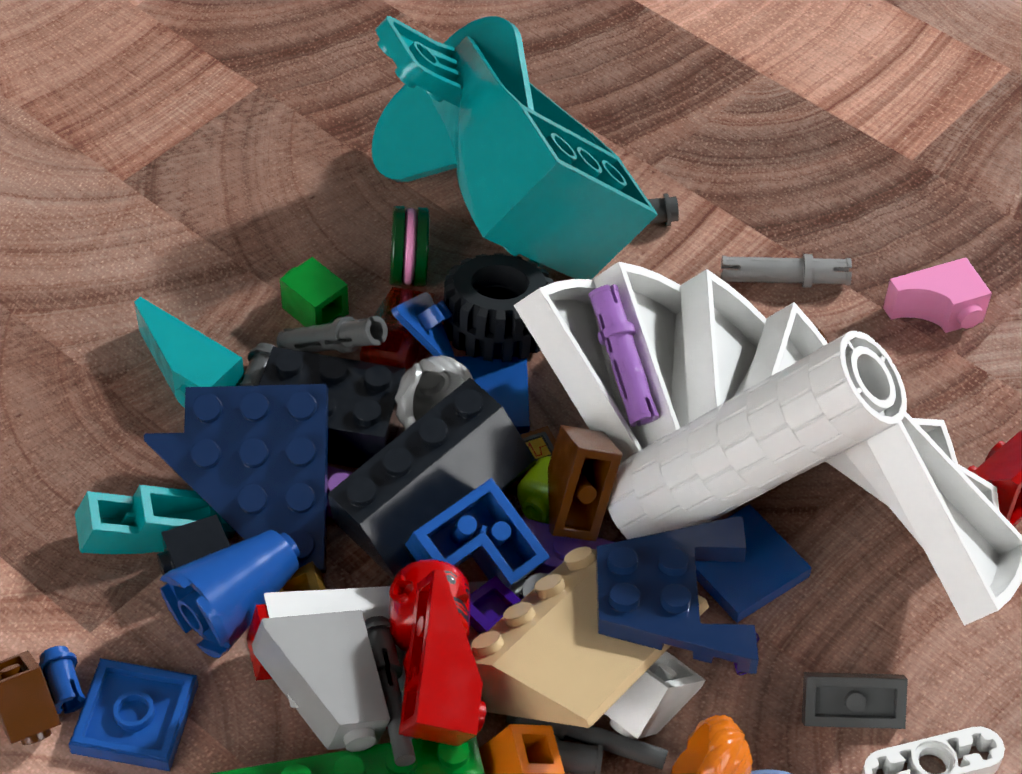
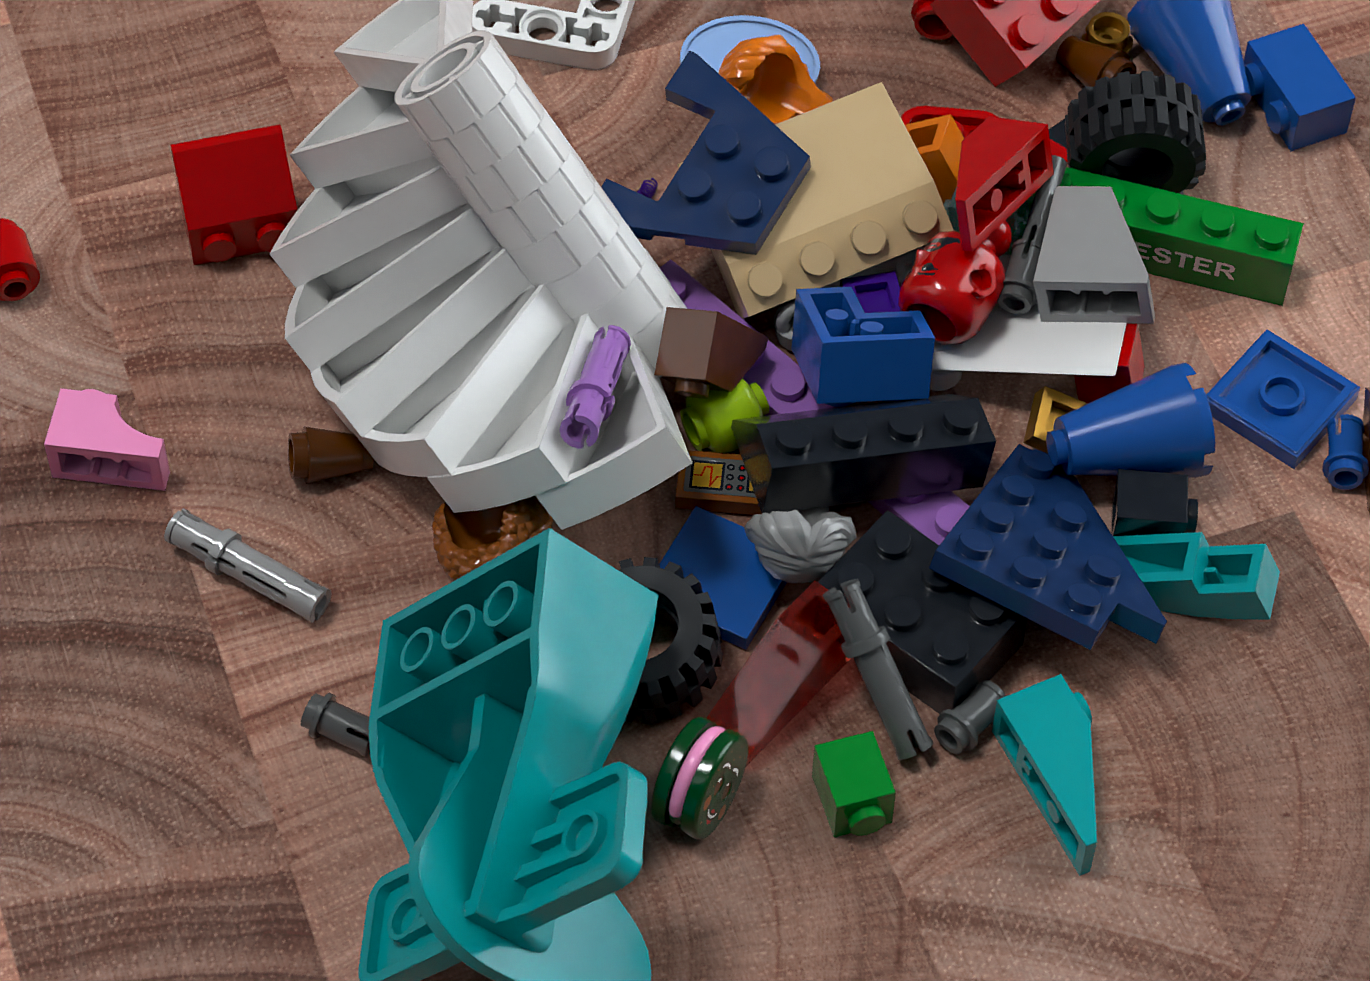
camera: 150 degrees left, 5 degrees up
(425, 321) = (753, 631): blue piece -> none
(854, 700) = (593, 110): dark grey plate -> none

